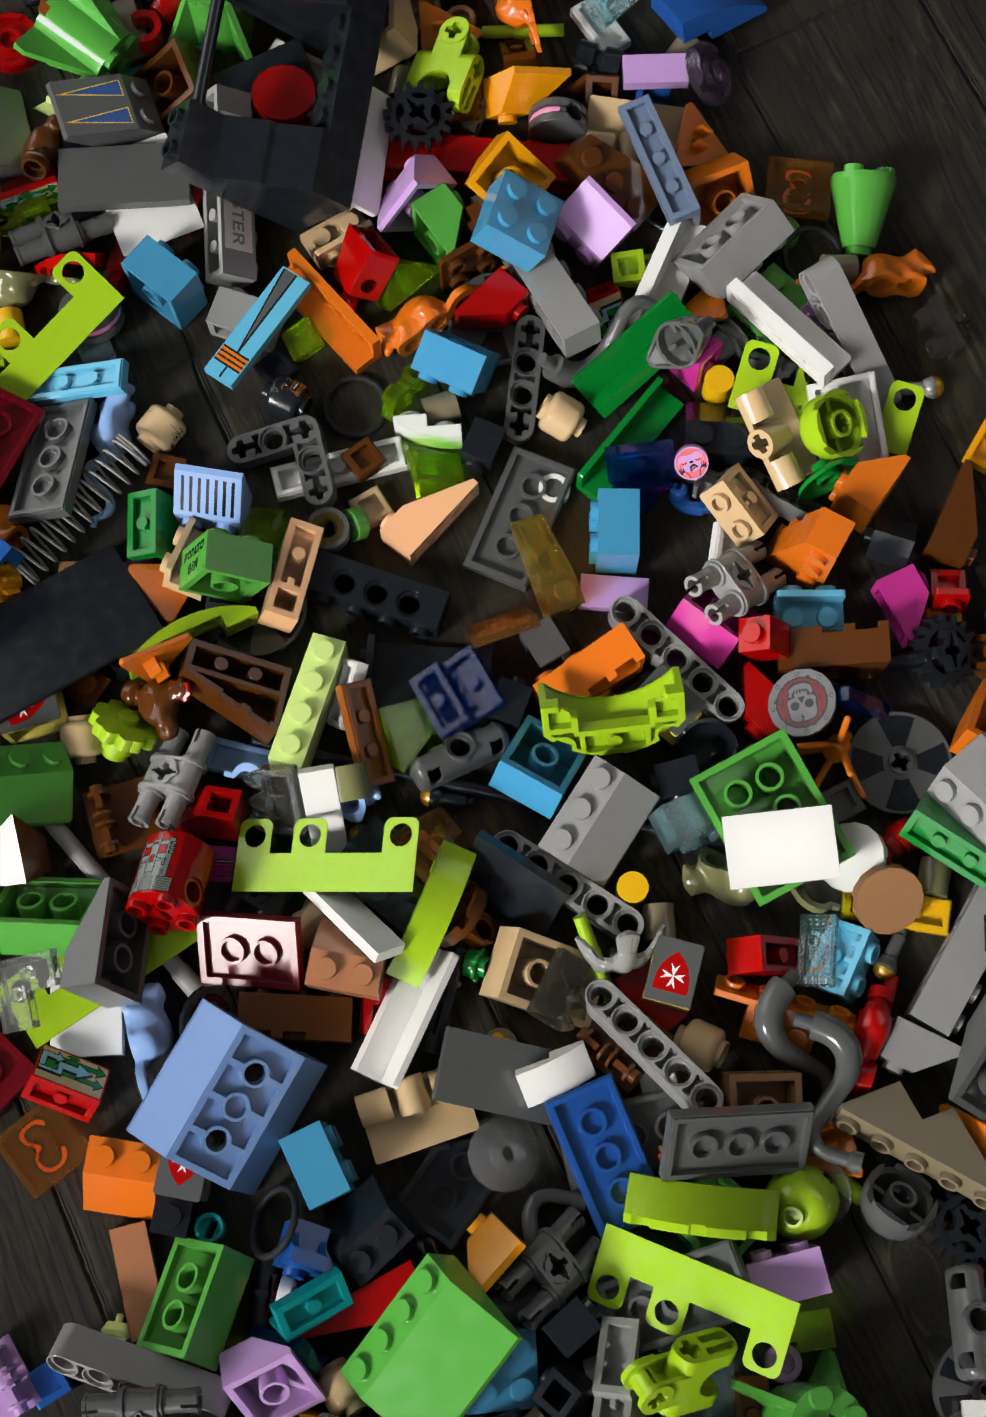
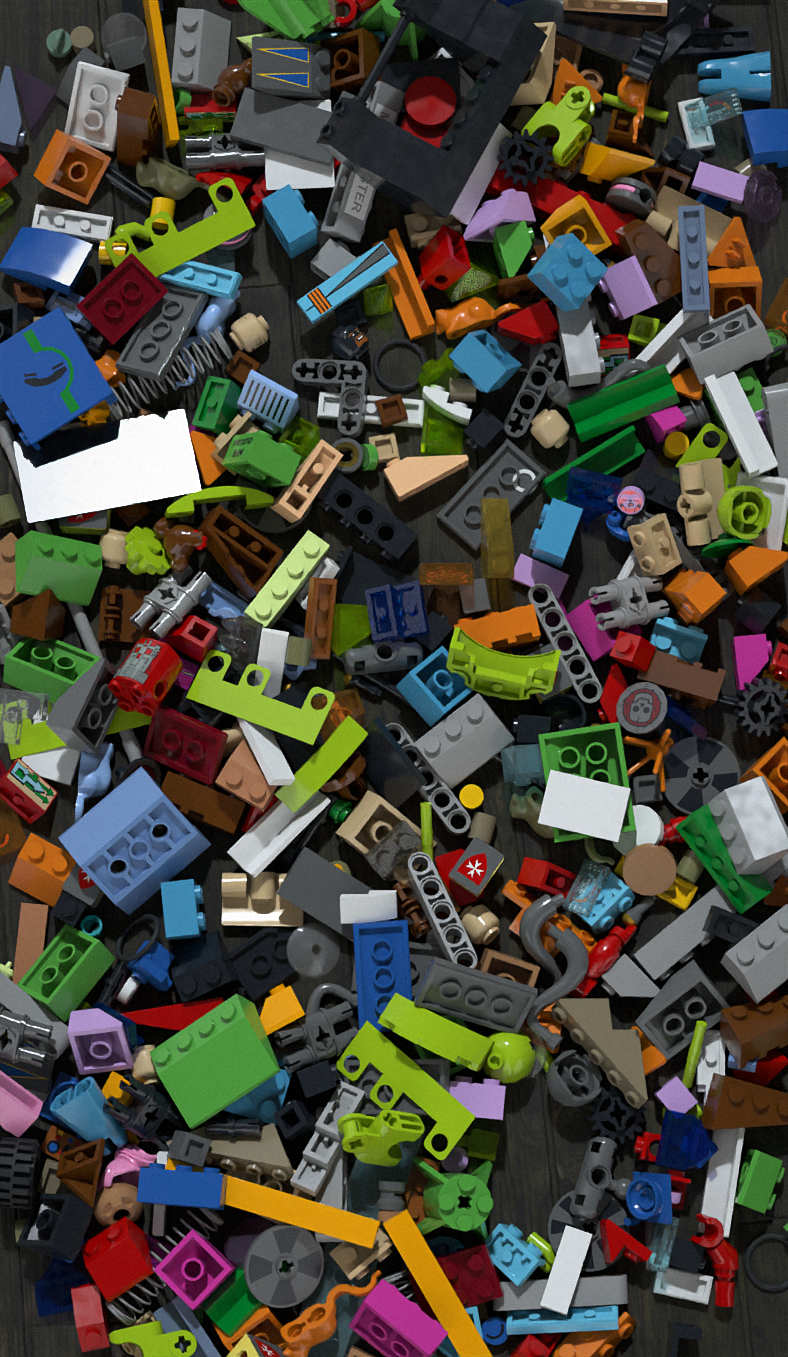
camera: 15 degrees right, 5 degrees up
(155, 660) = (186, 513): orange piece -> none
(310, 1304) = (144, 1000): teal panel -> none
(624, 958) = (446, 842): light grey animal -> none
(680, 342) = (654, 409): dark grey hat -> none

